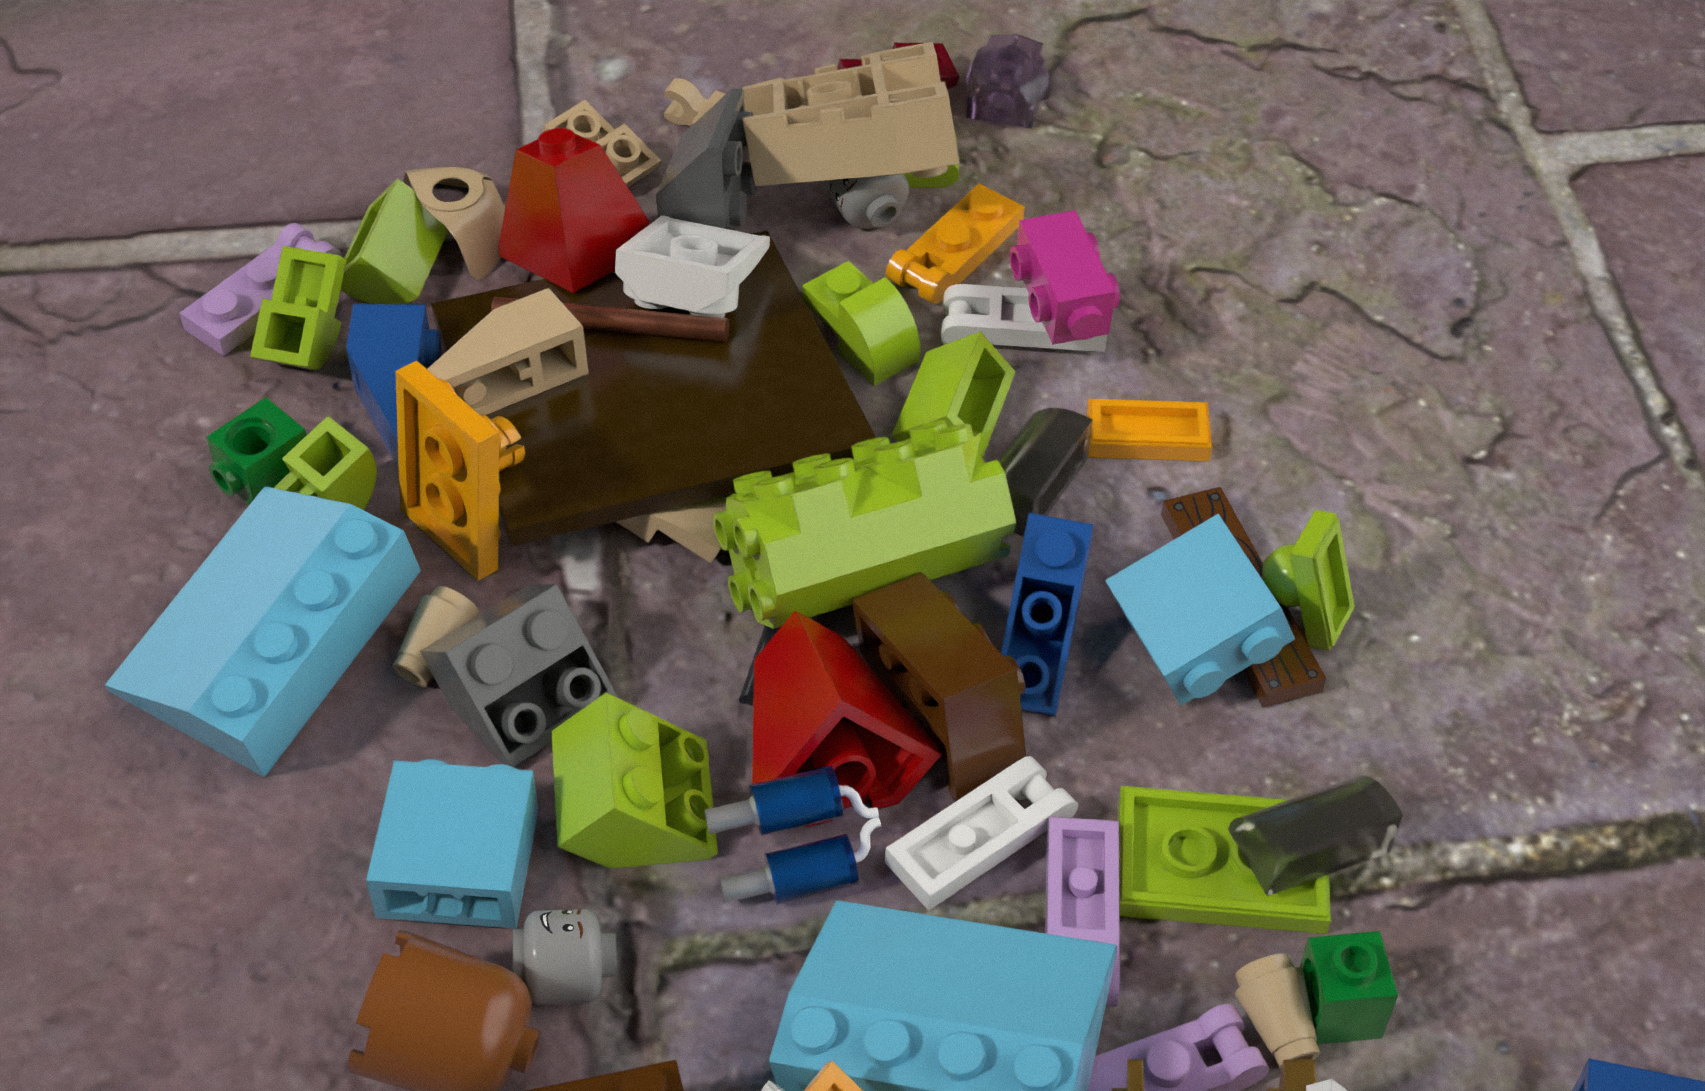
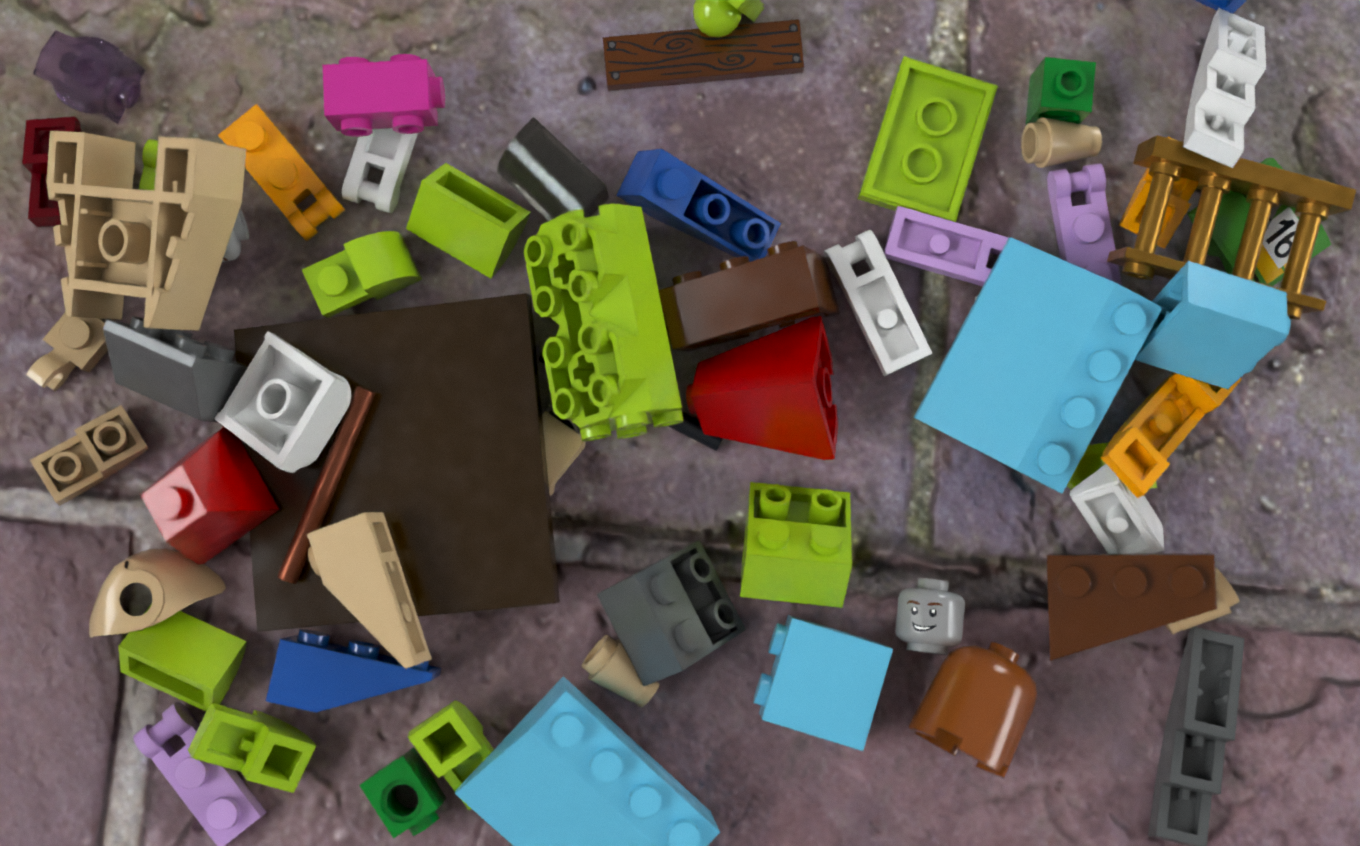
camera: 75 degrees left, 35 degrees up
(452, 468) = (489, 635): light orange plate -> none
(787, 805) = (868, 432): clear blue piece -> none
(1149, 430) = (523, 73): light orange tile -> none
(1201, 610) = (741, 91): medium azure brick -> none
(1317, 833) = (940, 70): clear smoke brick -> none

